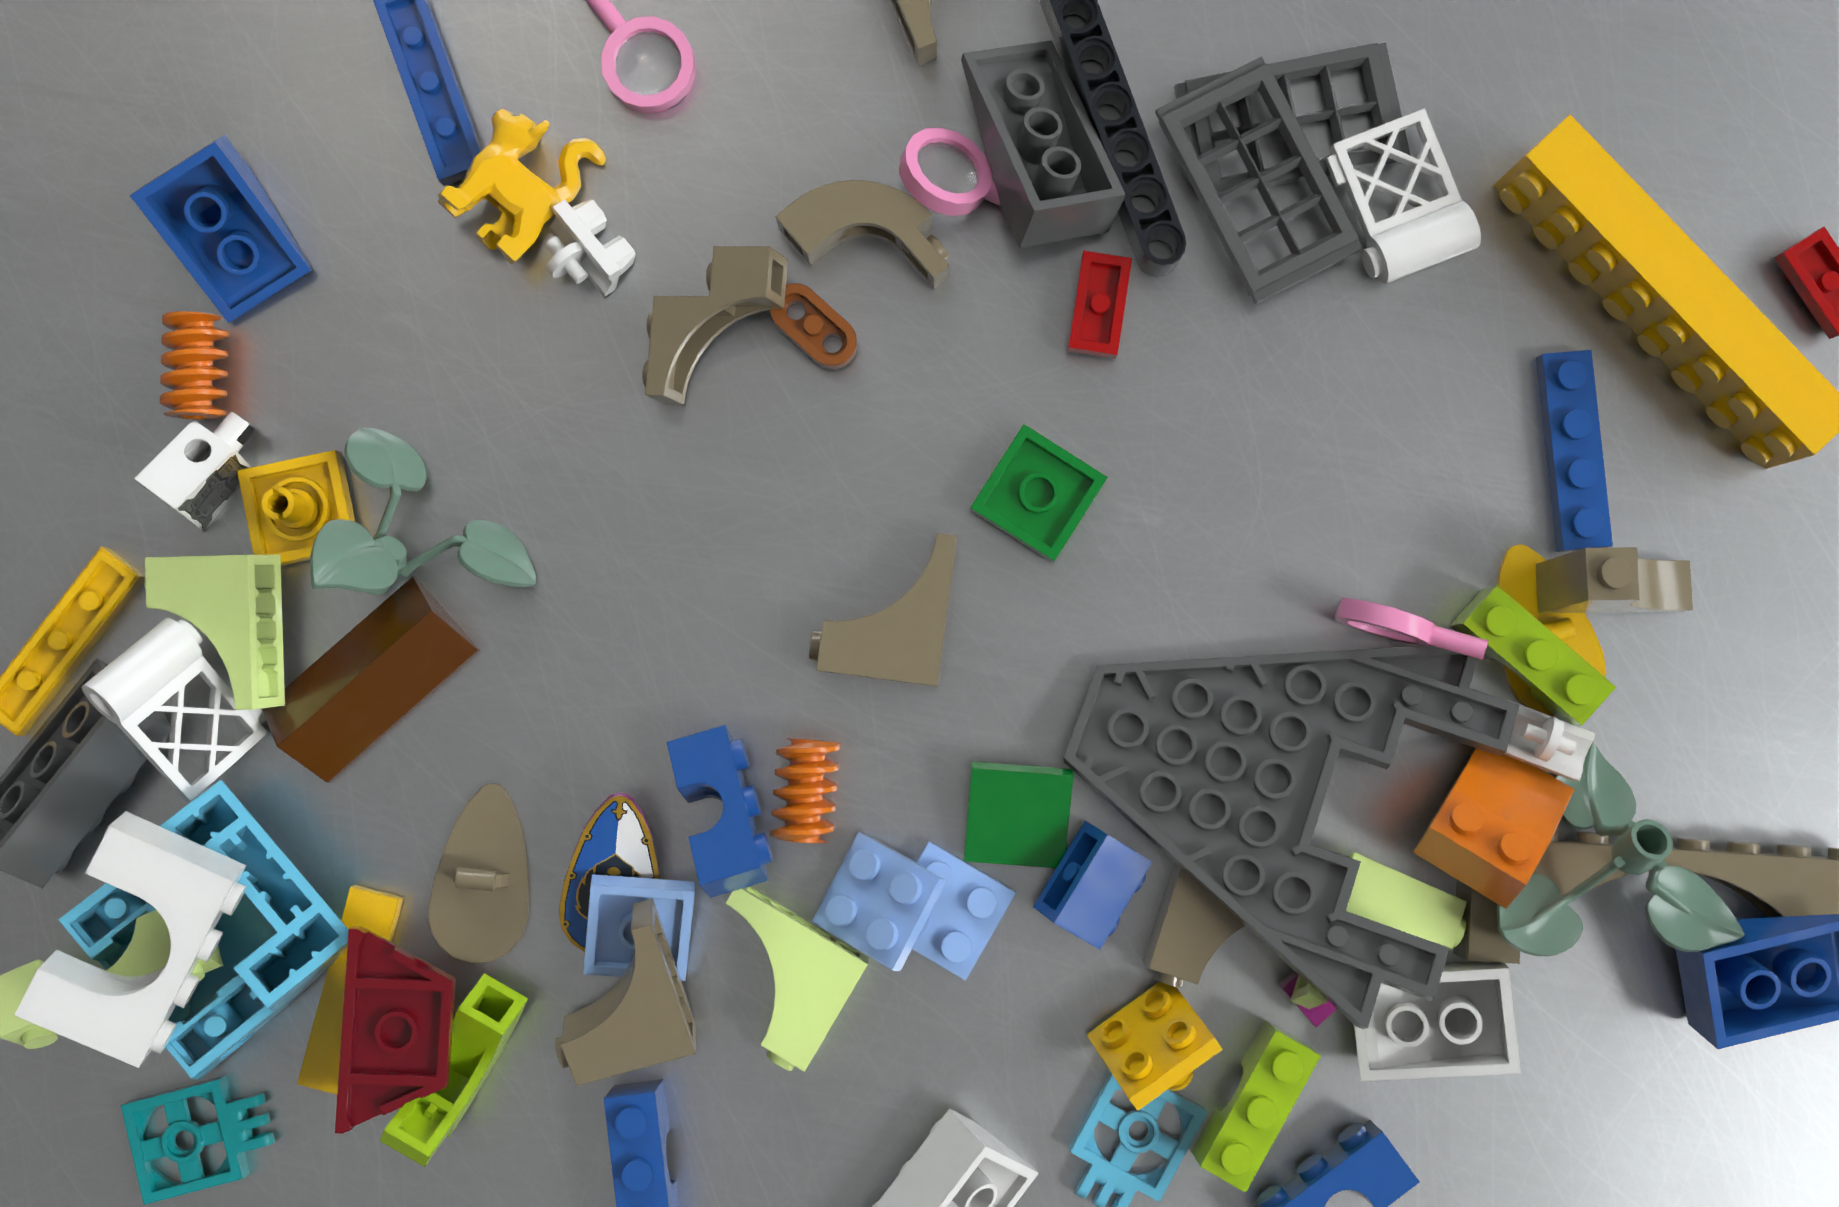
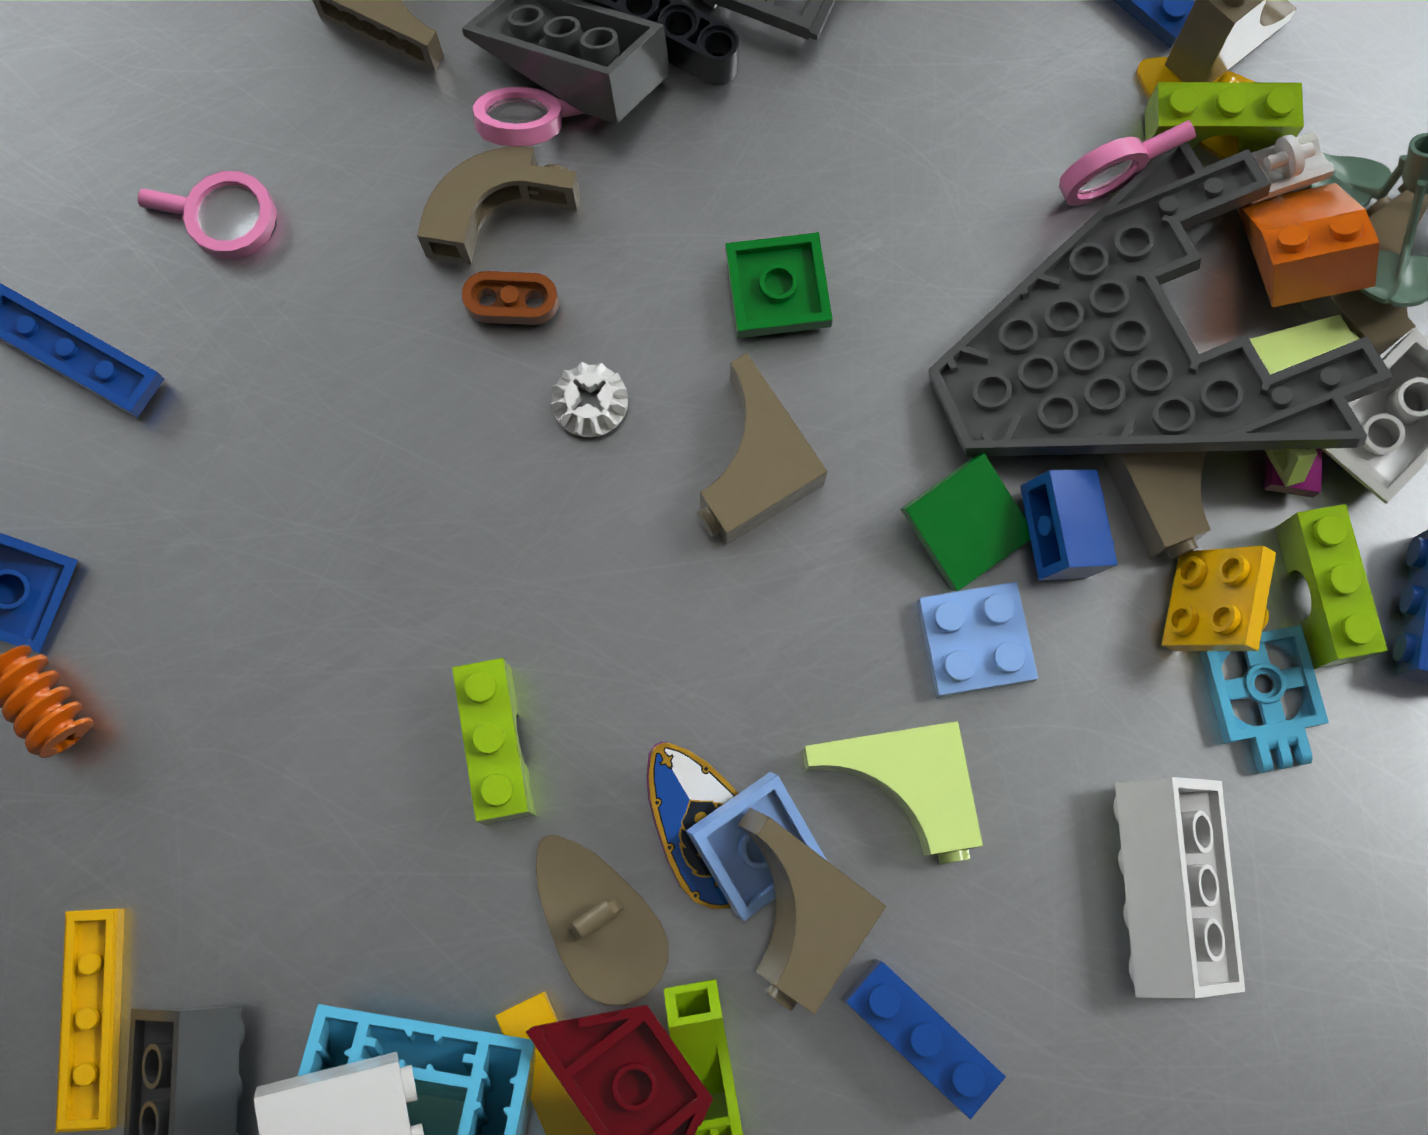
camera: 40 degrees left, 10 degrees down
(150, 675) = (189, 970): white piece -> none
(199, 469) = (104, 779): white torso -> none
(238, 609) = (216, 857): yellowish green arch -> none
(292, 502) = (211, 748): yellow plate -> none
(352, 559) = (310, 727): sand green plant -> none
(369, 681) = (377, 838): reddish brown slope -> none
(513, 668) = (491, 742): none -> lime arch
(514, 190) = (194, 371): yellow animal -> none
(579, 251) = (288, 377): white hips -> none
(682, 327) = (431, 303): dark tan arch -> none
(731, 851) = (781, 717): blue arch -> none
(805, 790) = (793, 635): orange piece -> none
(825, 479) = (586, 420): none -> white gear
(879, 901) = (922, 670): light blue plate -> none
(1099, 304) = (707, 124): red plate -> none

